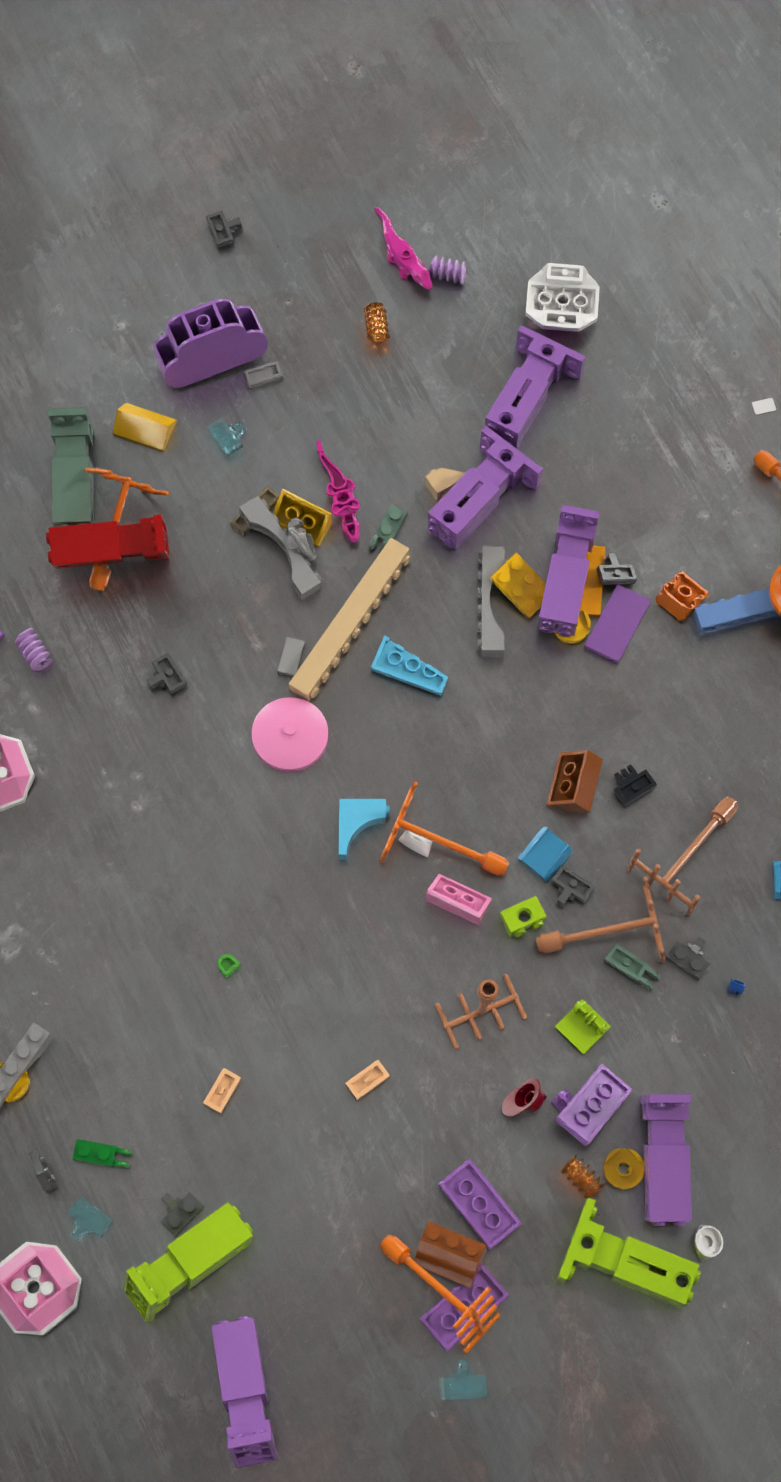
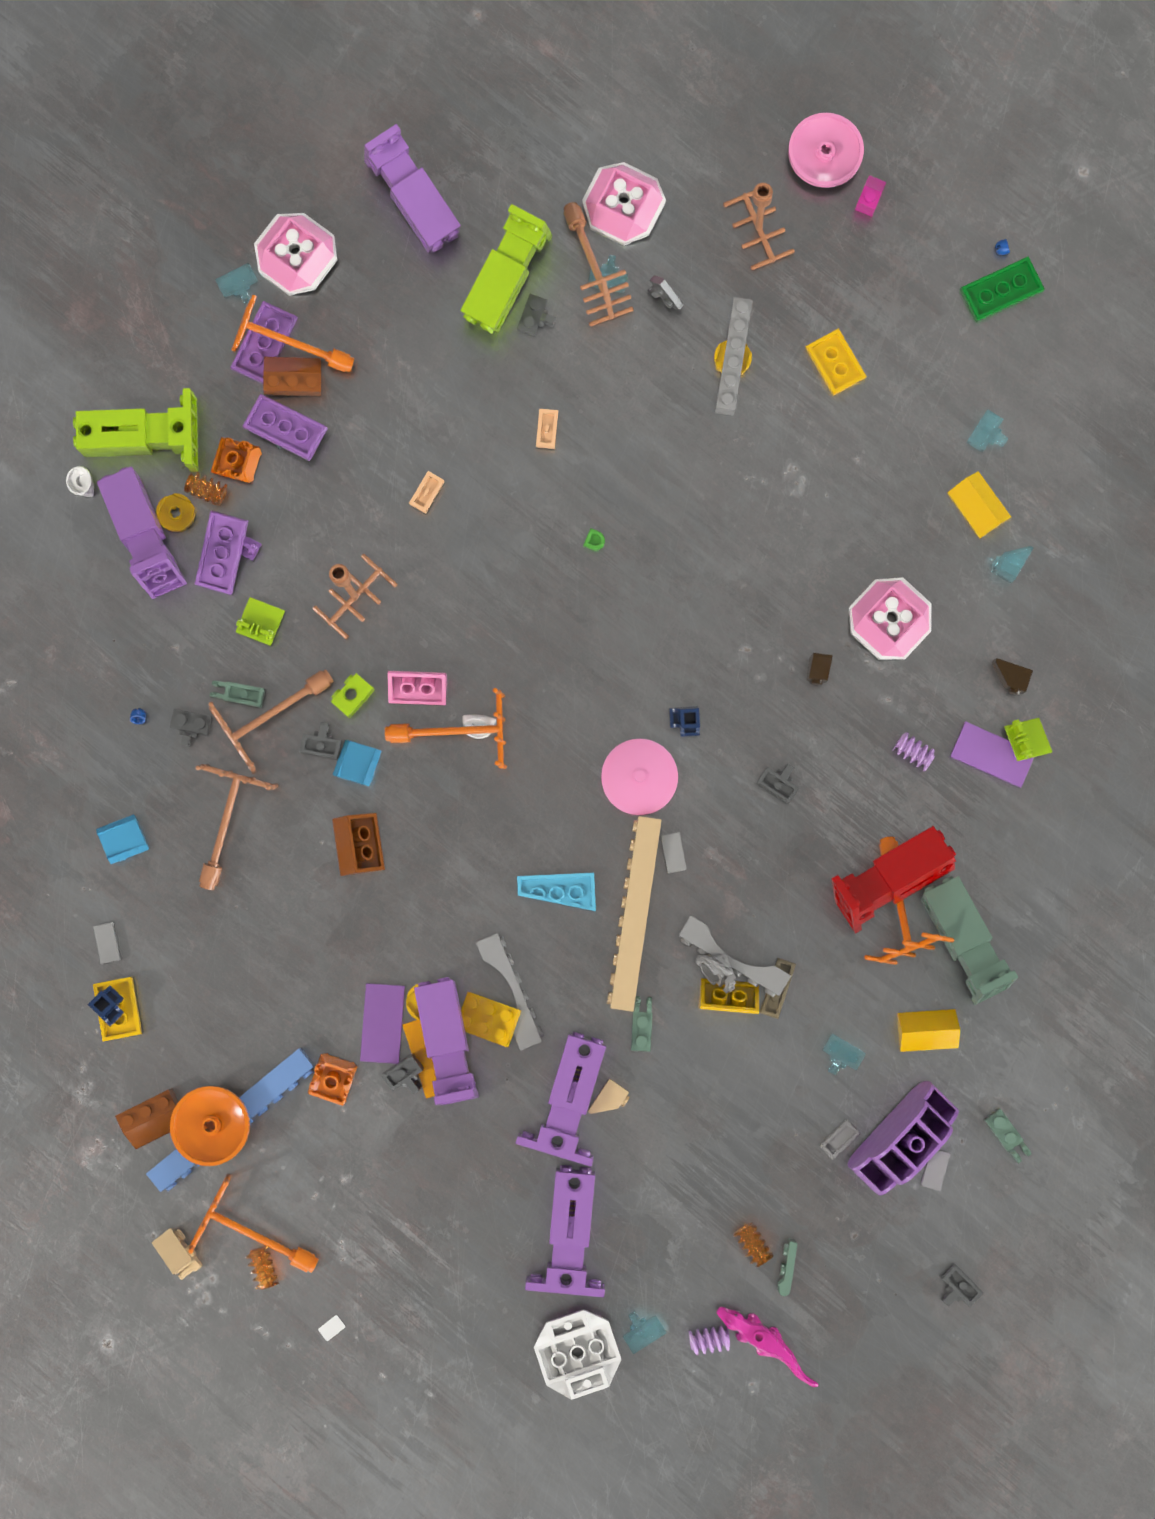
camera: 155 degrees right, 15 degrees up
(79, 755) = (819, 668): none -> dark brown slope
(92, 1289) = (576, 222): none -> nougat piece
(99, 1154) = (625, 333): green hinge -> none
(122, 323) = (1006, 1134): none -> sand green hinge
(222, 763) = (686, 719): none -> dark blue brick
(341, 490) = (704, 1042): dark pink animal -> none
(356, 296) = (787, 1268): none -> sand green hinge
(356, 816) = (542, 723): medium azure arch -> none
(384, 1410) = (297, 271): none -> bright pink piece
(500, 299) = (643, 1332): none -> clear light blue hinge
(524, 1098) = (285, 532): dark red piece -> none
(542, 1196) = (236, 459): none -> orange slope
(633, 784) = (303, 865): black hinge -> none

